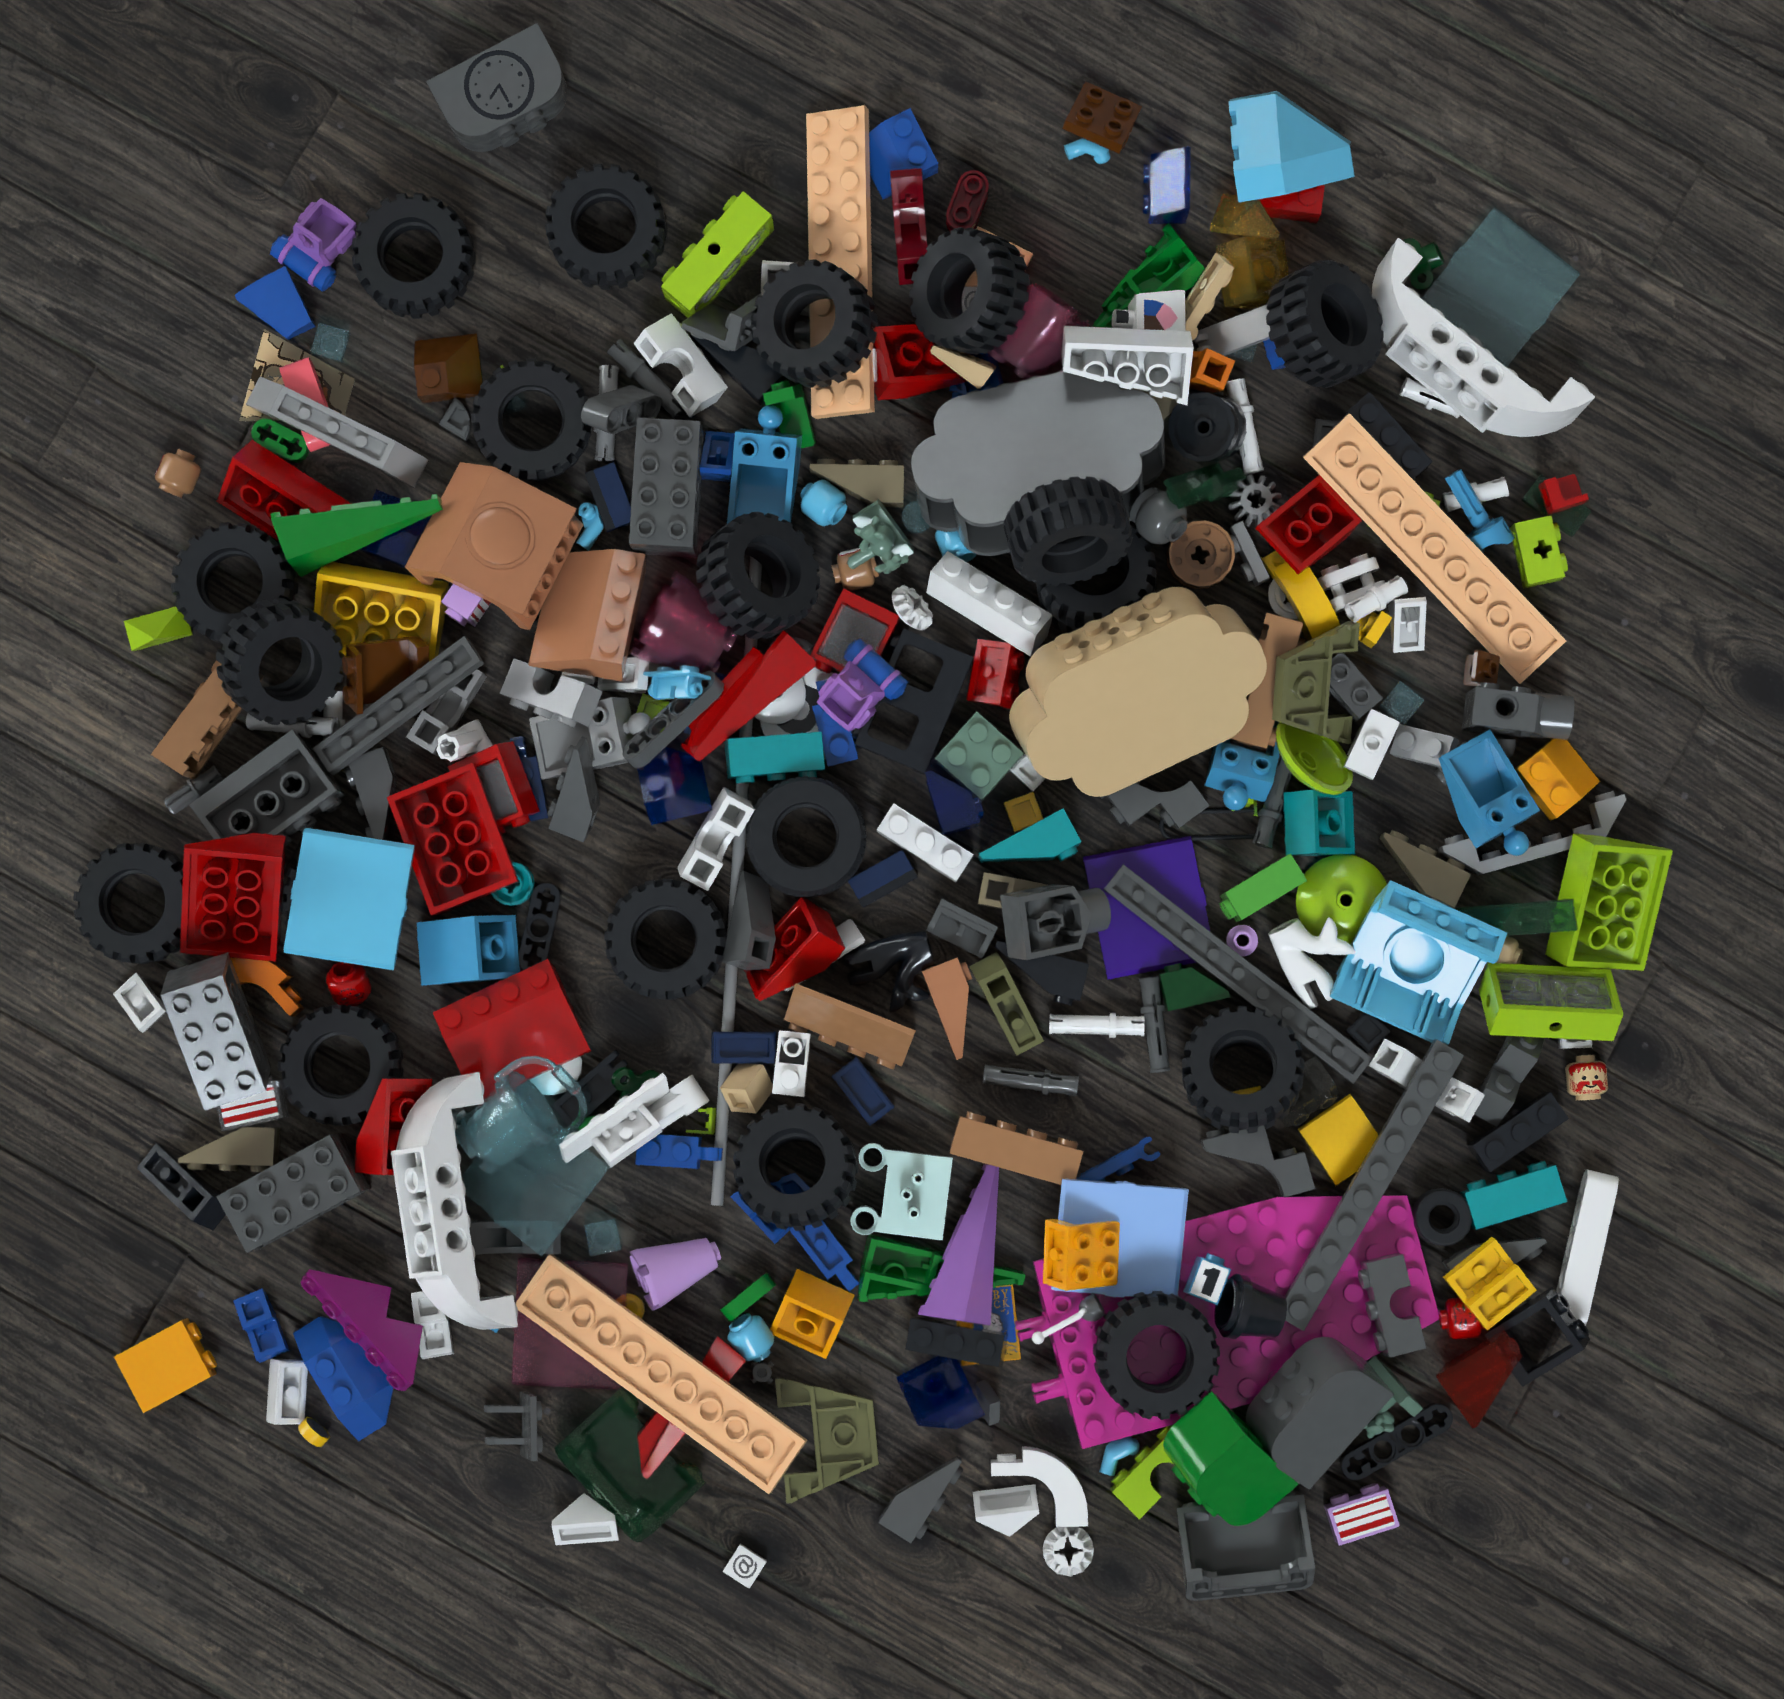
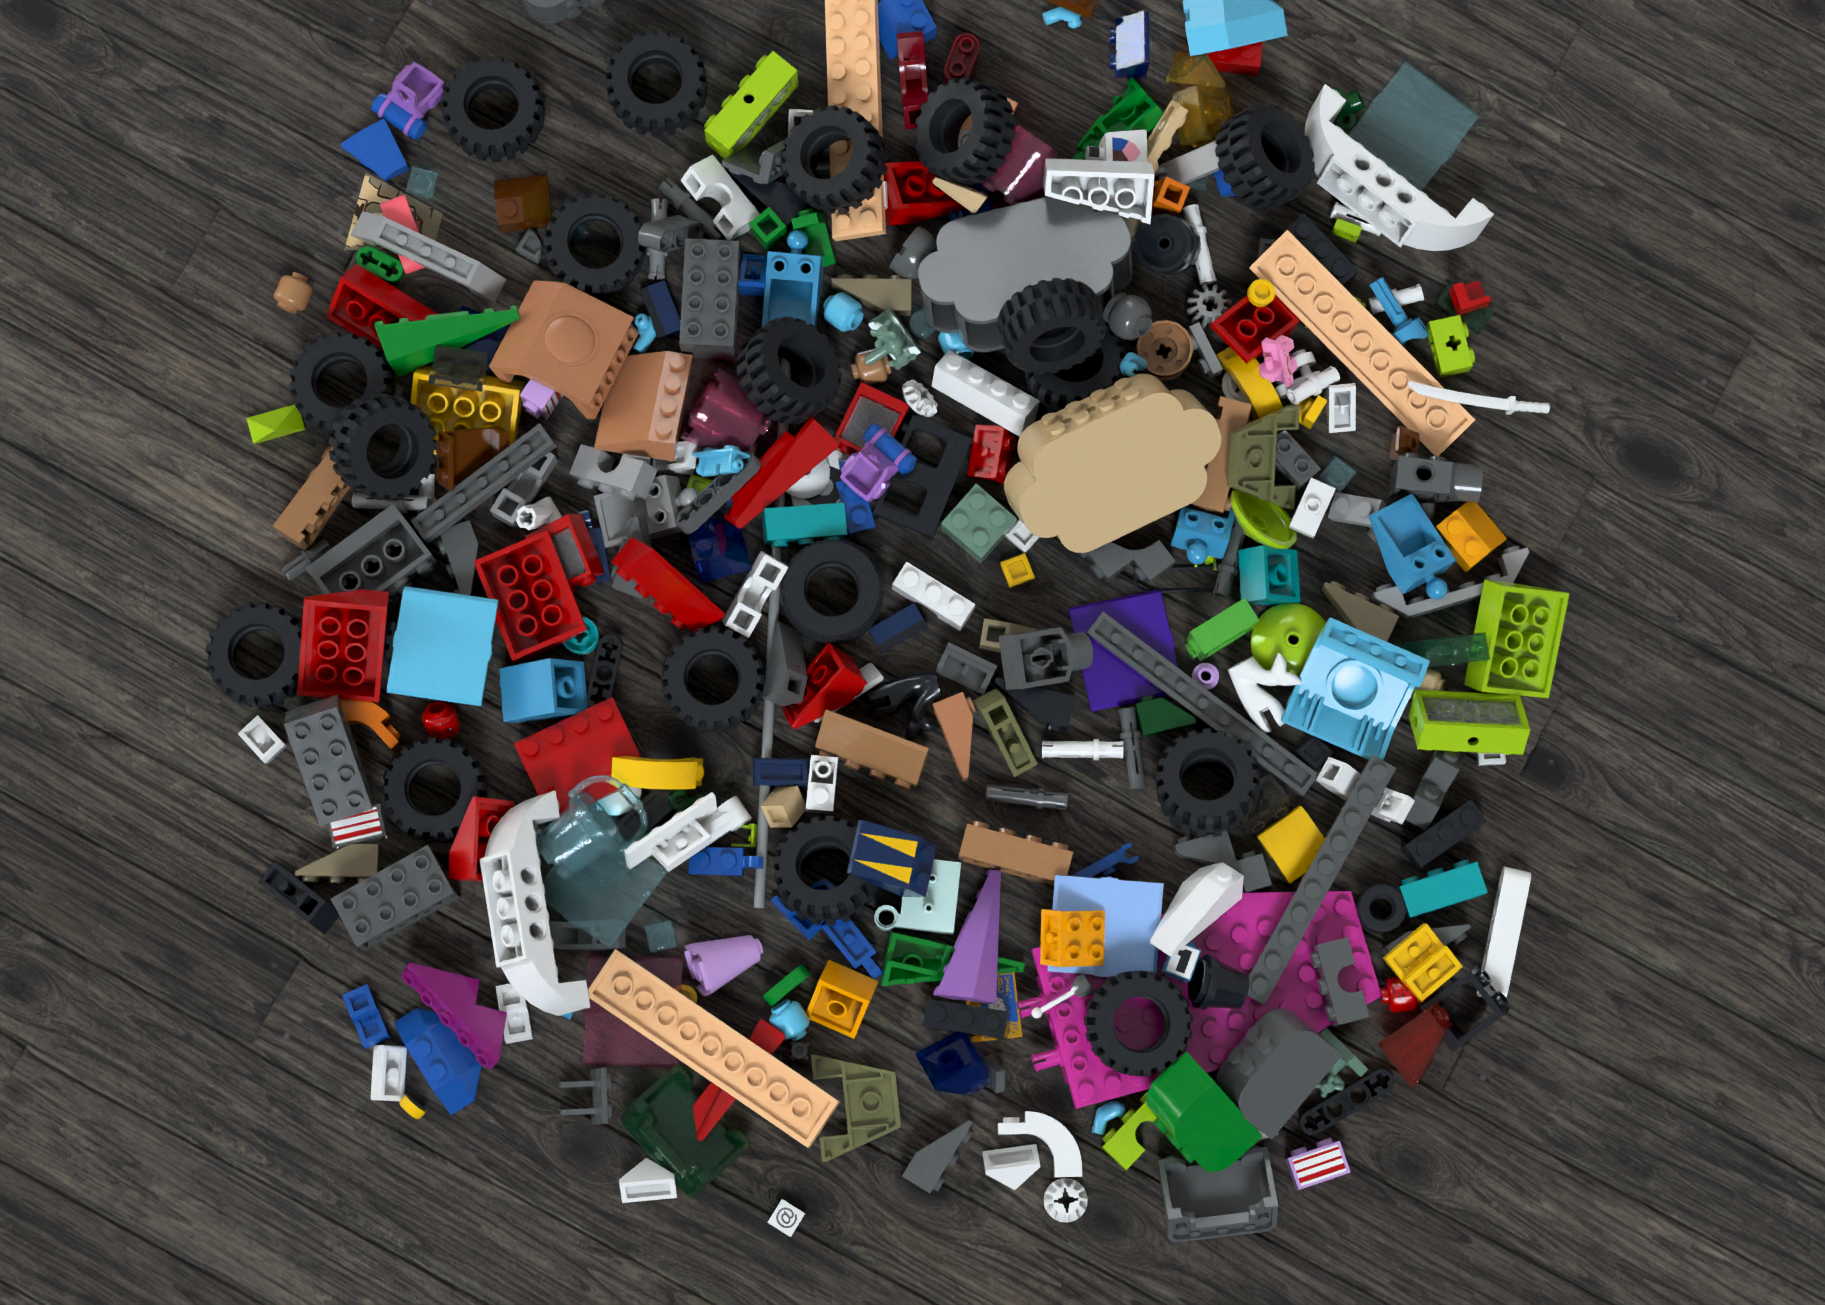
camera: 10 degrees left, 5 degrees down
(166, 1364) = (284, 1049): light orange panel -> none
(370, 569) = (459, 368): none -> clear smoke bracket
(600, 1051) = (658, 773): none -> yellow arch
(610, 831) = (665, 586): none -> red slope
(736, 403) = (768, 228): none -> green brick
(863, 1091) = (882, 807): dark blue tile -> none
(871, 1159) = (892, 859): none -> dark blue slope
(907, 434) = (914, 250): none -> dark grey cylinder
(953, 805) = (957, 562): clear blue slope -> none
(1039, 842) = (1032, 593): teal slope -> none
(1162, 573) = (1131, 362): none -> medium azure arm
(1203, 485) = (1165, 290): clear green bracket -> none
(1226, 1214) = (1197, 905): none -> white wedge
(1317, 488) = (1261, 292): none -> yellow tile
(1335, 571) = (1278, 363): none -> bright pink hips
(1419, 411) = (1346, 230): none -> lime tile
(1586, 1078) = (1501, 789): tan head -> none
(1607, 622) = (1509, 404): none -> white sword

